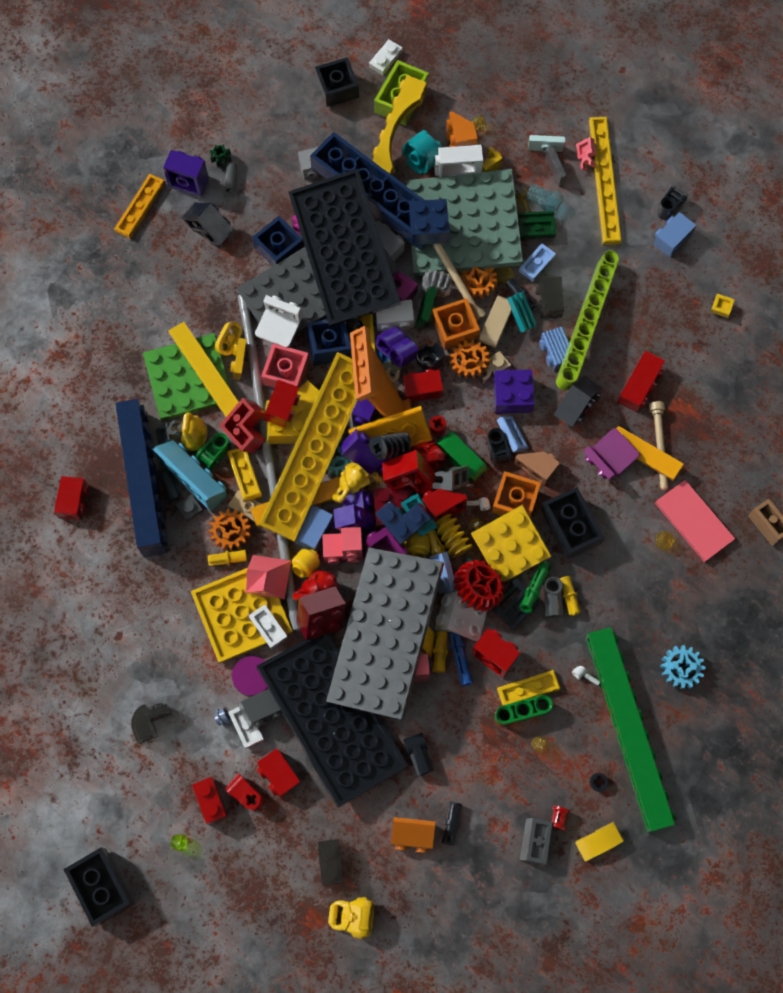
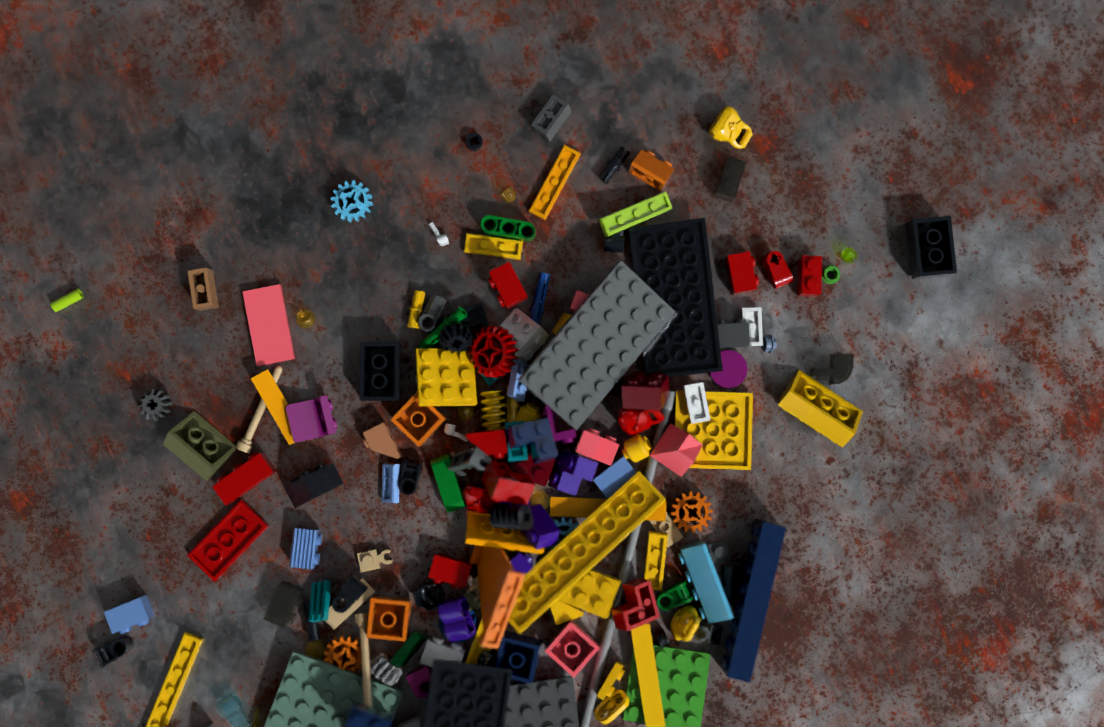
camera: 155 degrees left, 15 degrees up
(71, 498) = (823, 611): red brick -> none
(146, 678) = (821, 408): none -> yellow slope
(183, 814) = (835, 271): none -> bright green plate
(208, 412) = (662, 638): none -> black bush
(227, 558) = (704, 487): yellow axle -> none
(279, 321) = (559, 696): white bracket -> none
(281, 403) = (594, 605): red brick -> none
(351, 480) = (562, 502): yellow piece -> none
(407, 781) = (635, 214): none -> lime tile
(434, 422) = (461, 524): red bush -> none
(440, 652) = (554, 313): yellow pin -> none
(469, 359) = (386, 580): orange gear -> none
(499, 325) = (350, 593): none -> black piece
(501, 779) = (554, 182): none -> light orange tile
(513, 391) = (368, 524): dark purple brick -> none
(519, 581) = (455, 337): none -> black gear
(537, 225) = (257, 688): dark green plate -> none
(537, 262) = (277, 648): light blue plate -> none
(563, 818) = (516, 129): red bush -> none
(587, 320) = (254, 566): lime beam -> none
(599, 841) = (499, 93): yellow slope -> none
(626, 328) = (228, 540): none -> red tile
(629, 730) = (425, 172): green brick -> none
(695, 391) = (199, 445): none -> olive slope
(722, 305) = (125, 518): yellow plate -> none
(753, 406) = (153, 397): none -> dark grey gear

